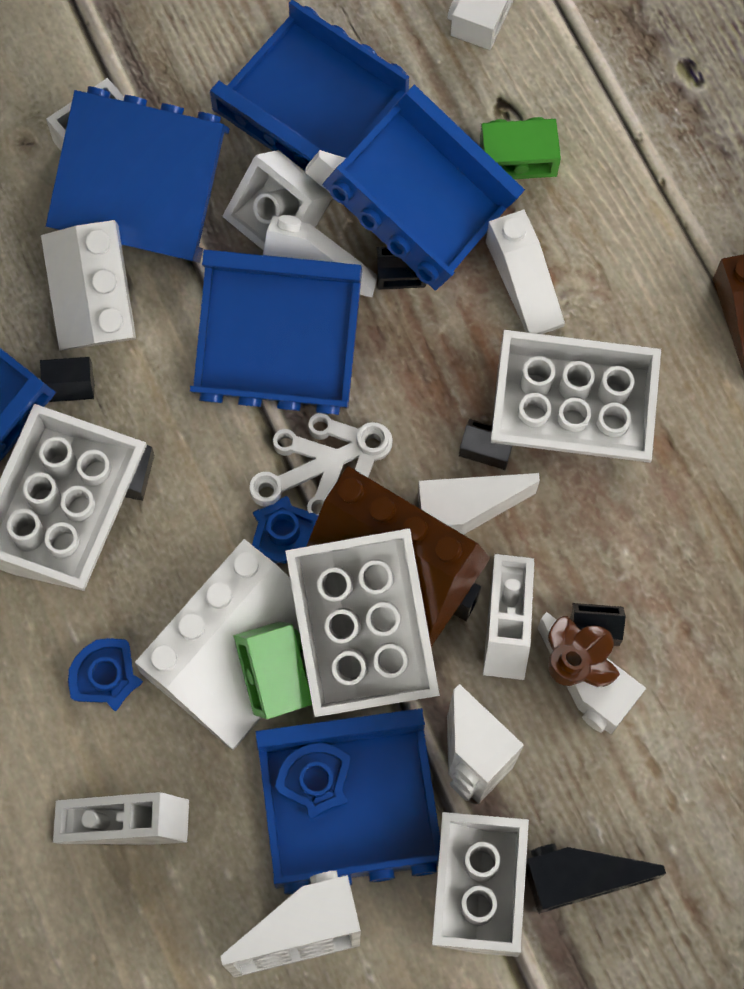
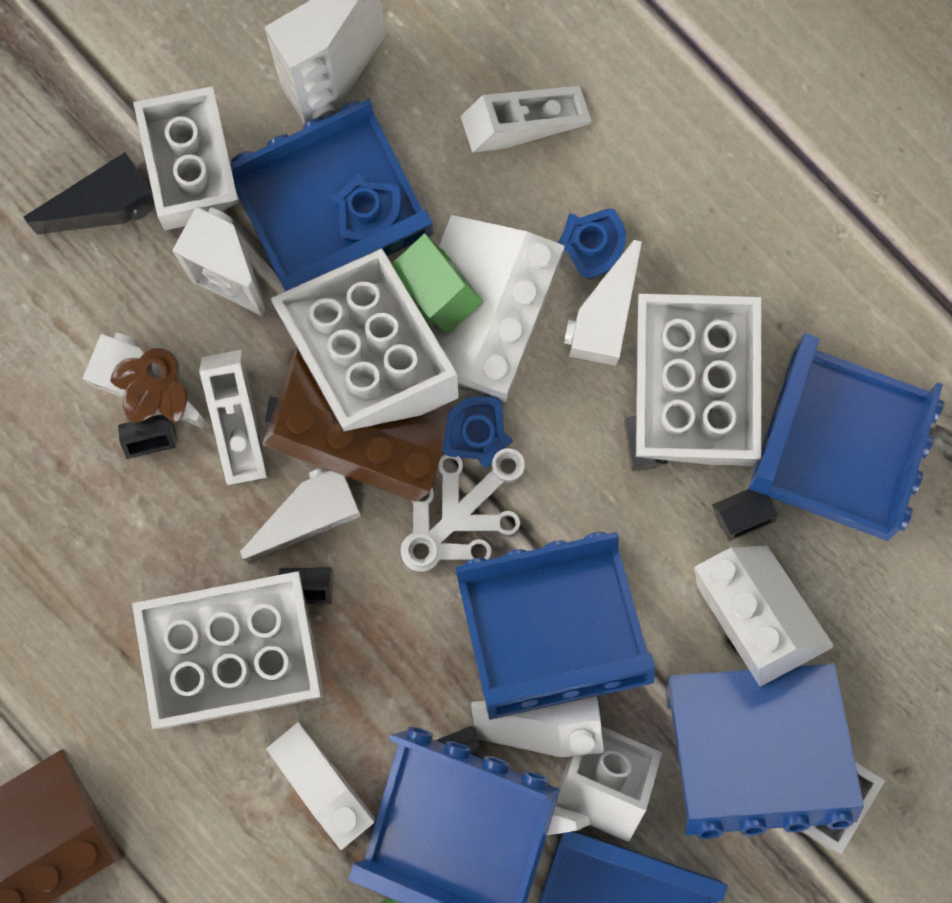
camera: 160 degrees right, 10 degrees up
(120, 597) = (603, 316): none -> white slope

